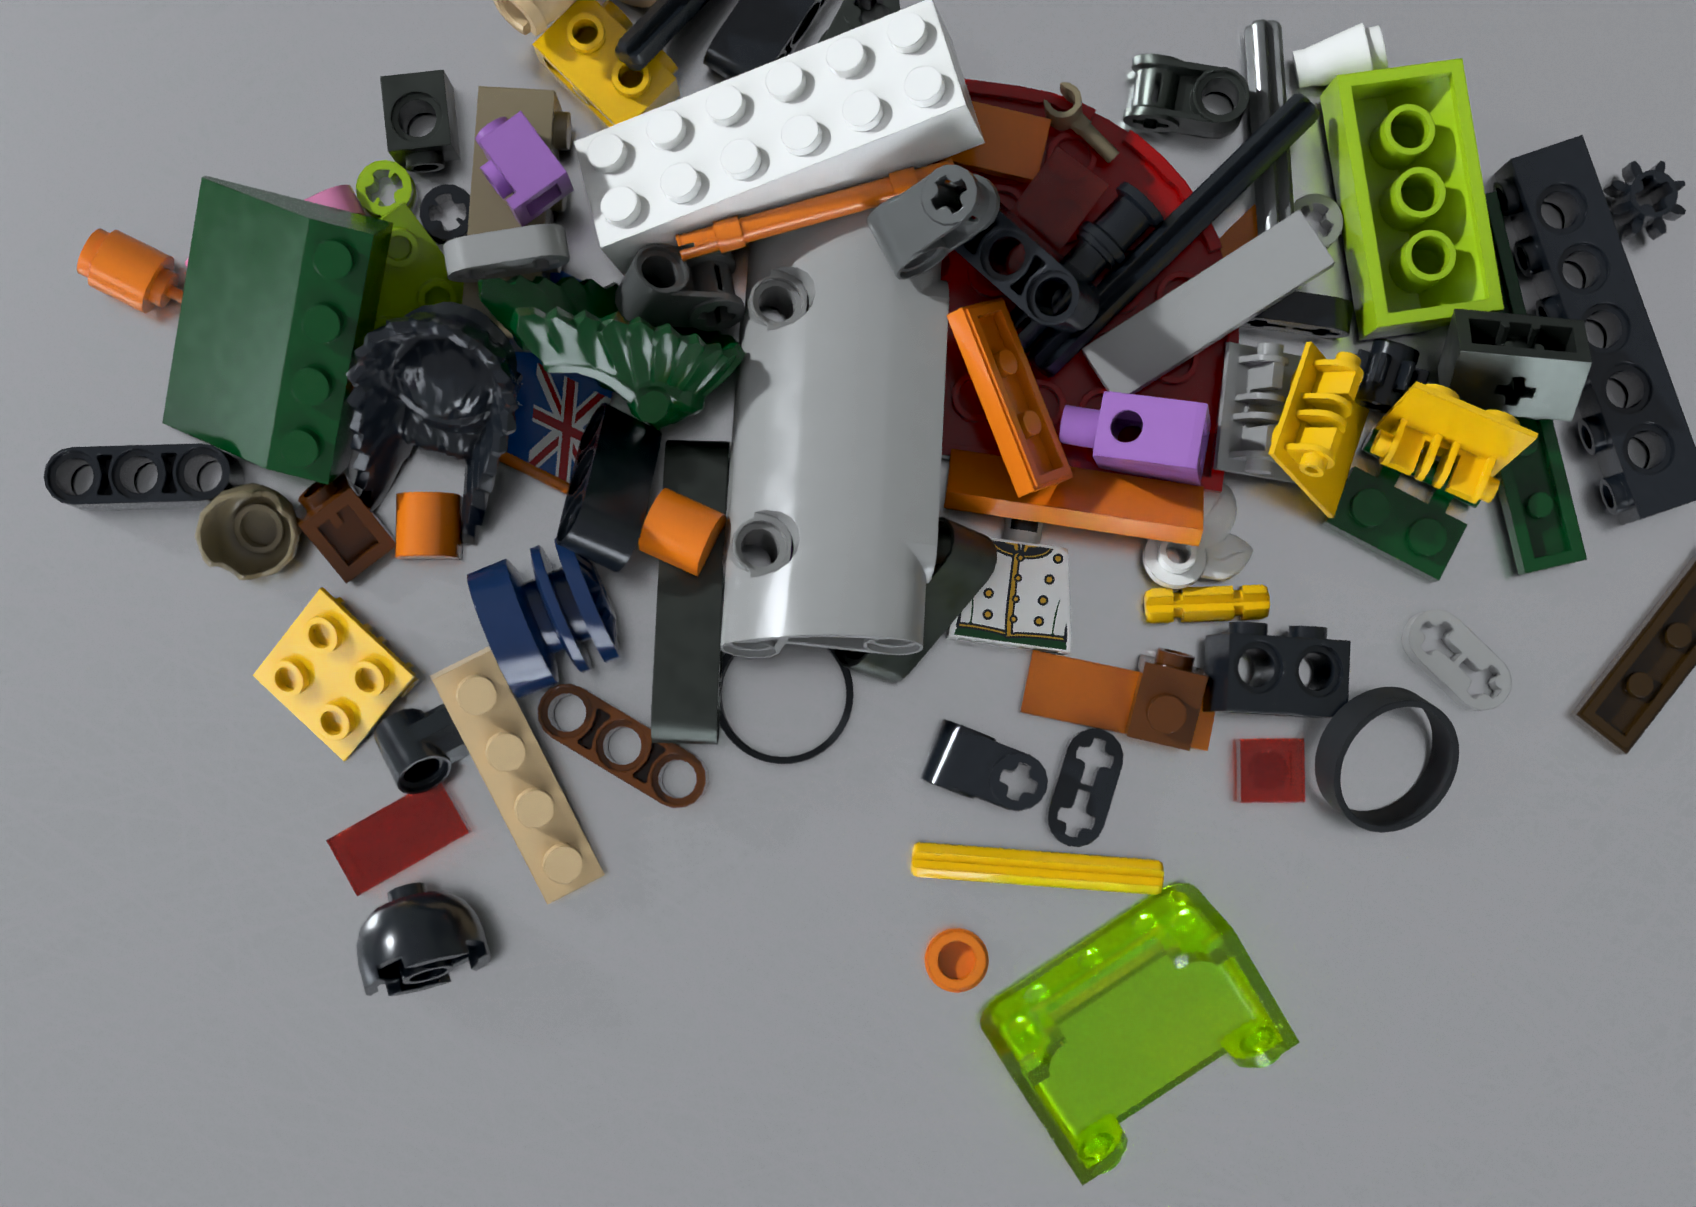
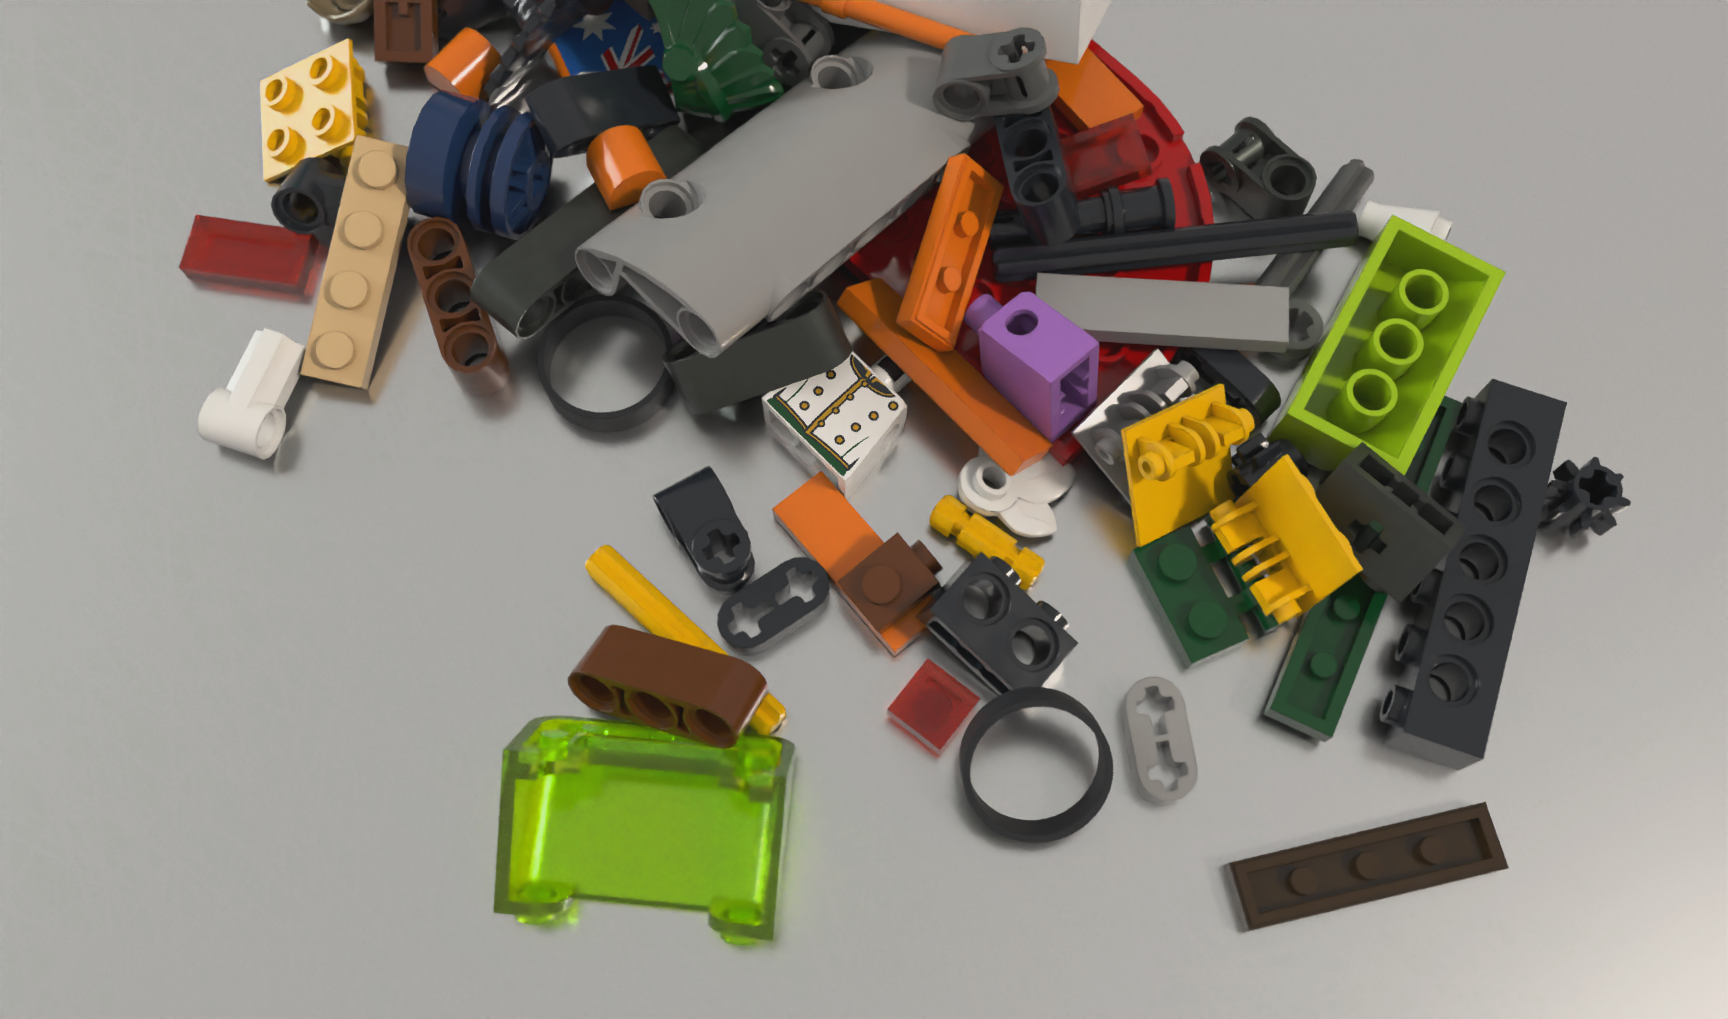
camera: 40 degrees right, 15 degrees down
(418, 940) = (181, 322): black cylinder -> none
(533, 966) = (251, 408): none -> white piece
(956, 959) = (555, 656): orange tile -> none
(1068, 920) = (669, 686): none -> reddish brown beam
(1078, 122) = (1161, 120): dark tan hand -> none

